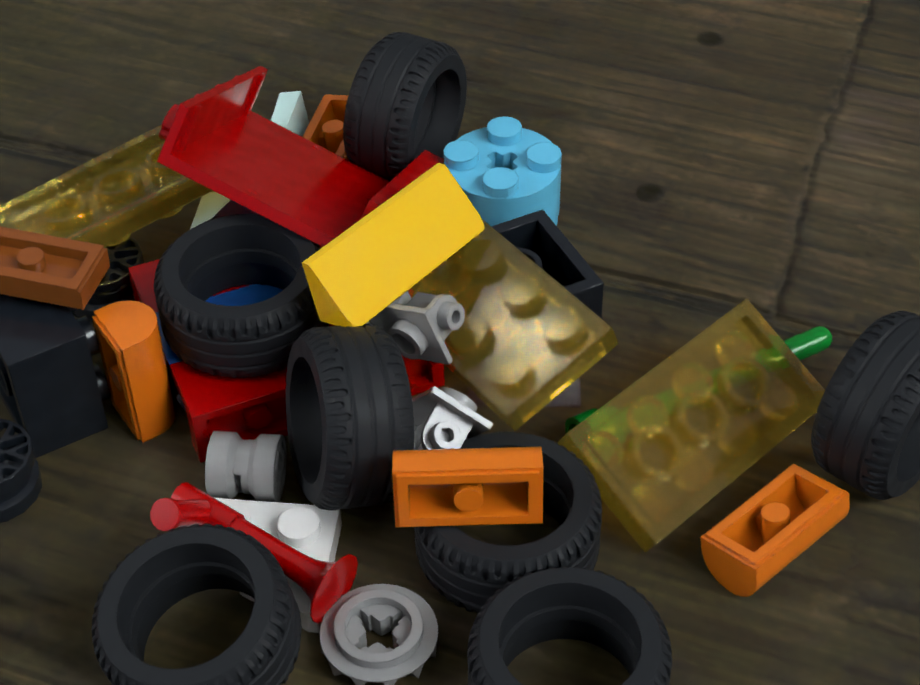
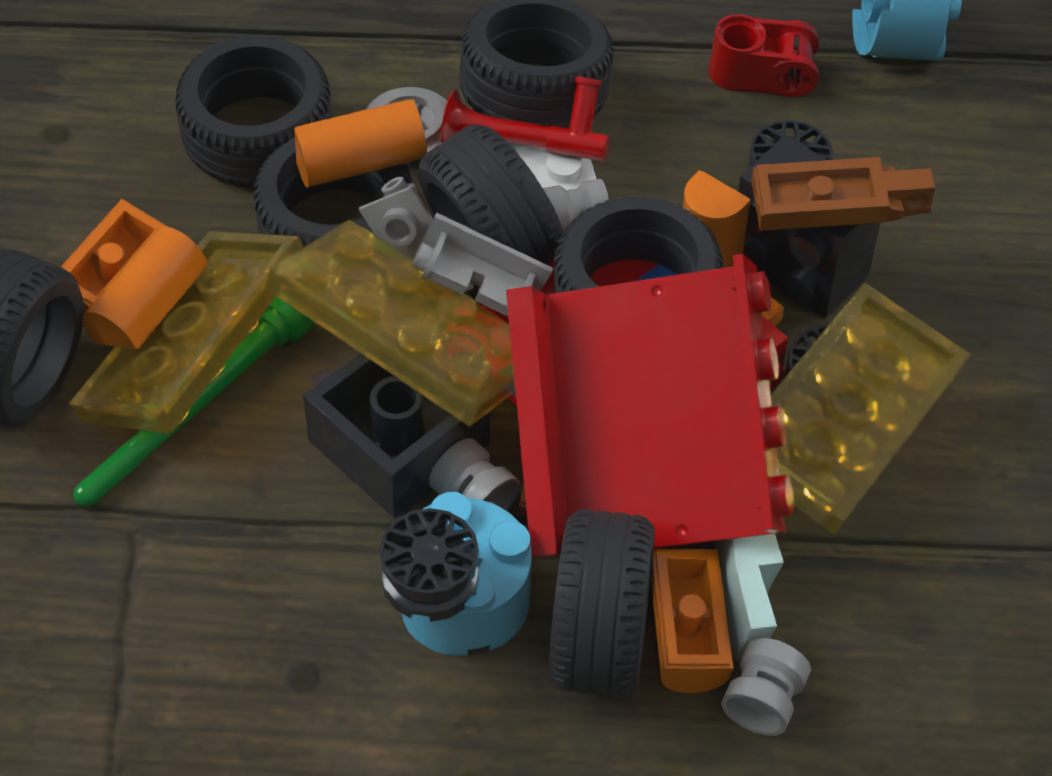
camera: 160 degrees right, 10 degrees up
(312, 78) = (764, 691): none -> light grey wheel
(391, 249) = (486, 271): yellow slope -> none
(537, 119) = (416, 548): none -> black wheel
(743, 460) = (145, 290): none -> orange brick

